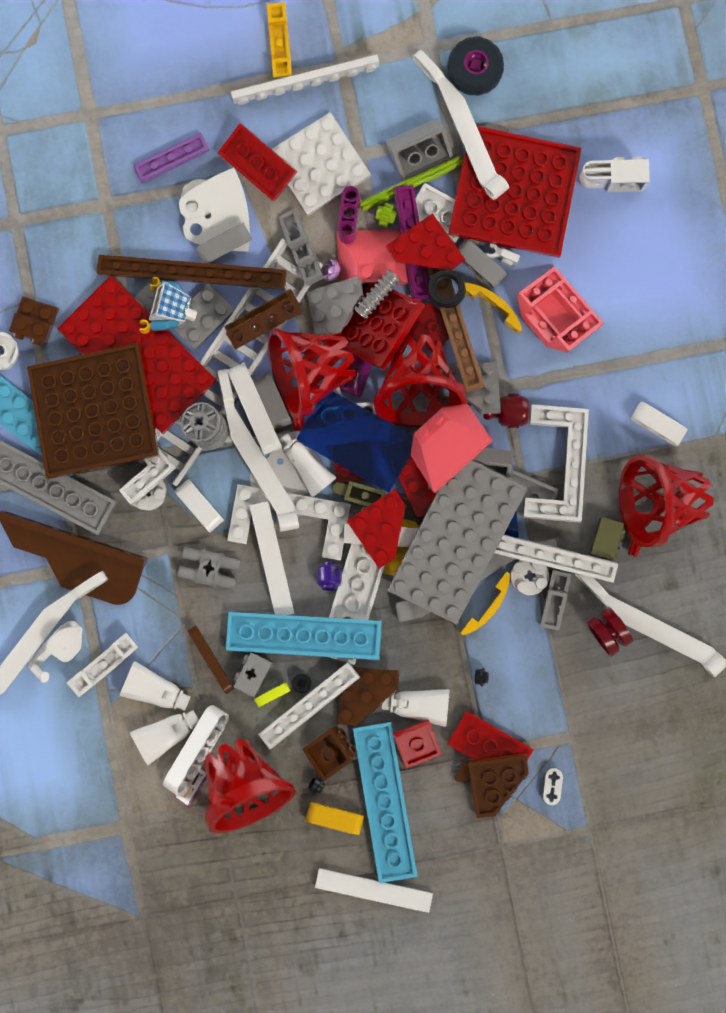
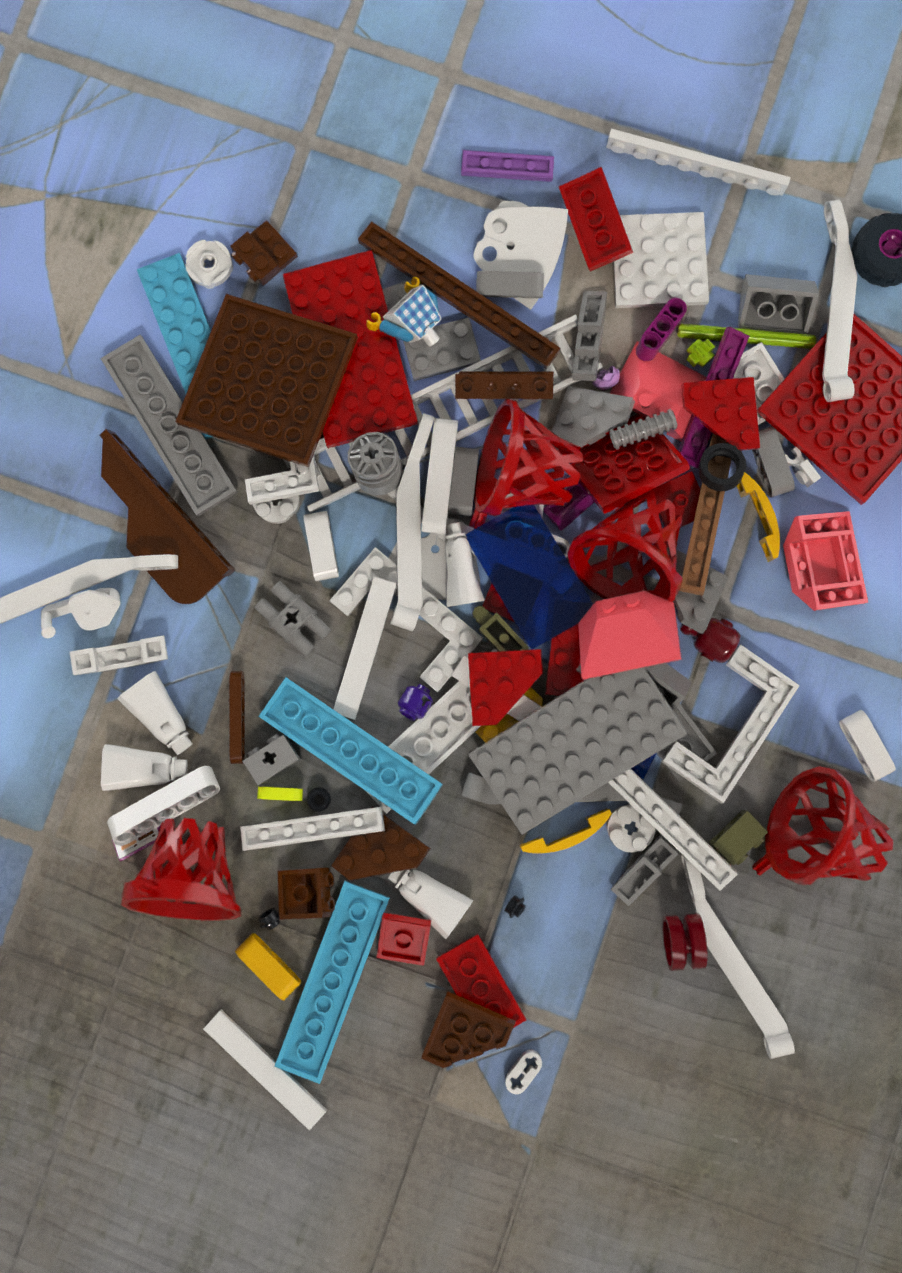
camera: 30 degrees right, 0 degrees up
(279, 40) = (694, 105): yellow slope -> none
(463, 773) = (435, 999): reddish brown tile -> none

